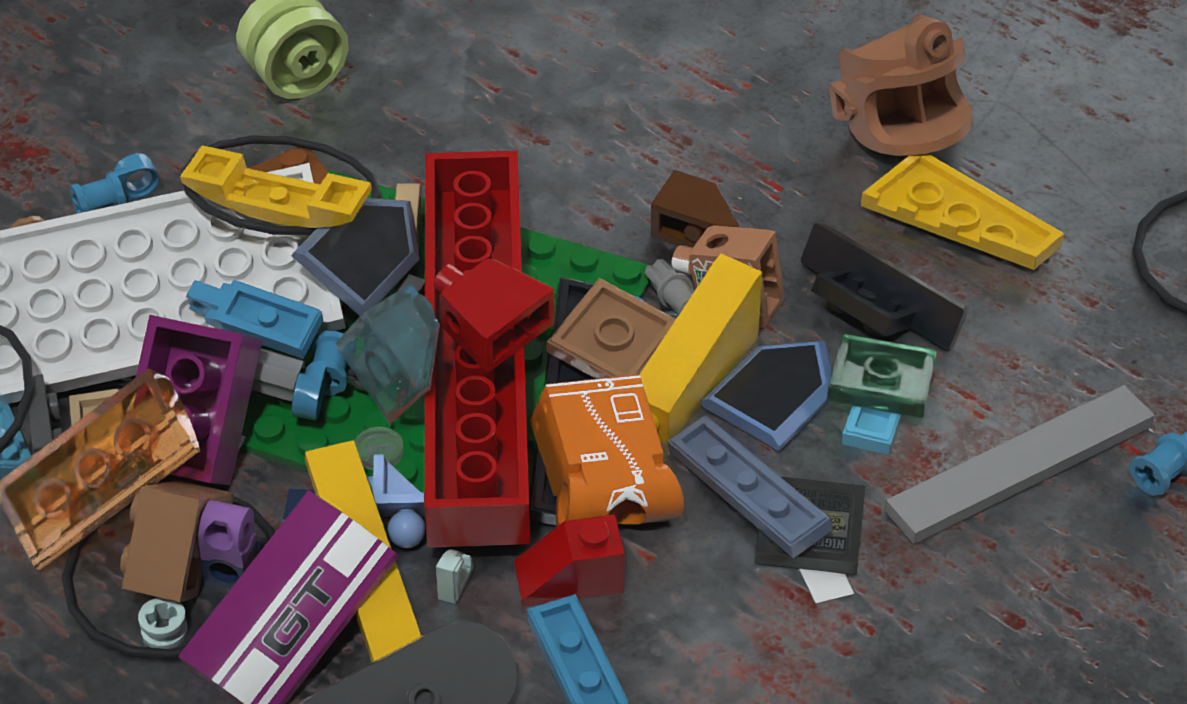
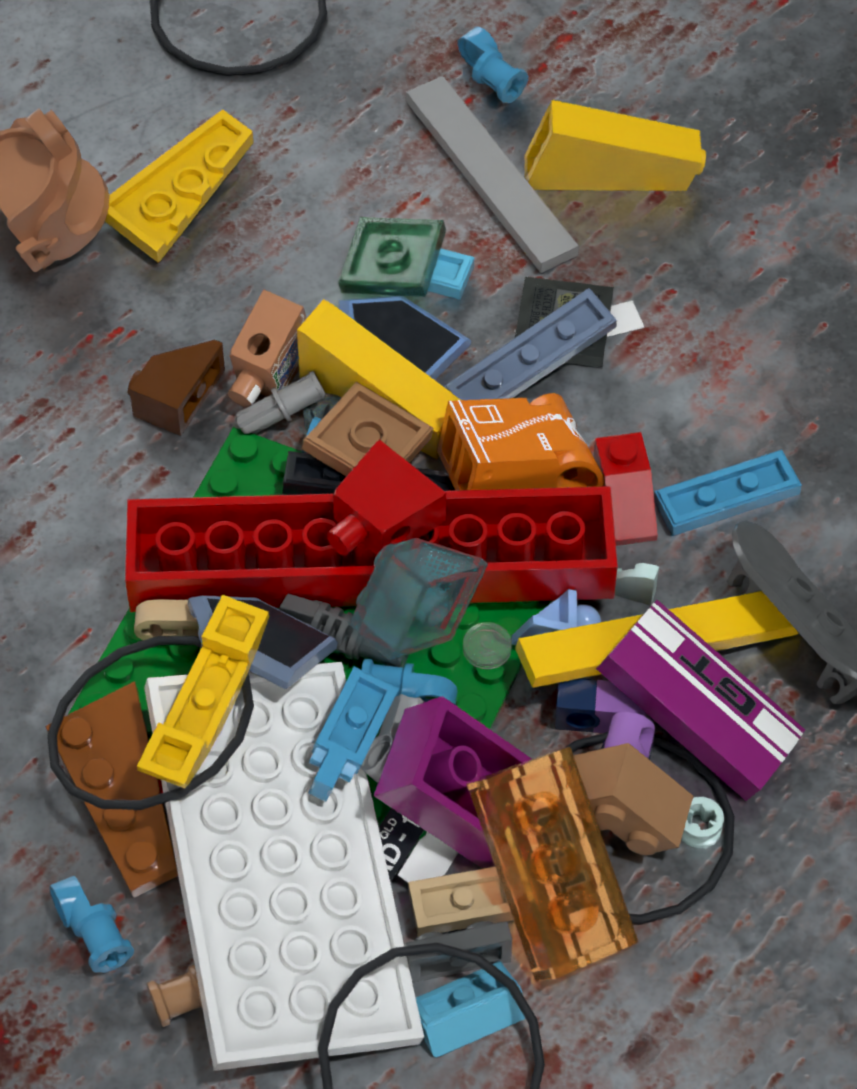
camera: 90 degrees left, 10 degrees up
(878, 291) = (286, 252): black bracket -> none
(1049, 554) = (610, 151): none -> yellow slope

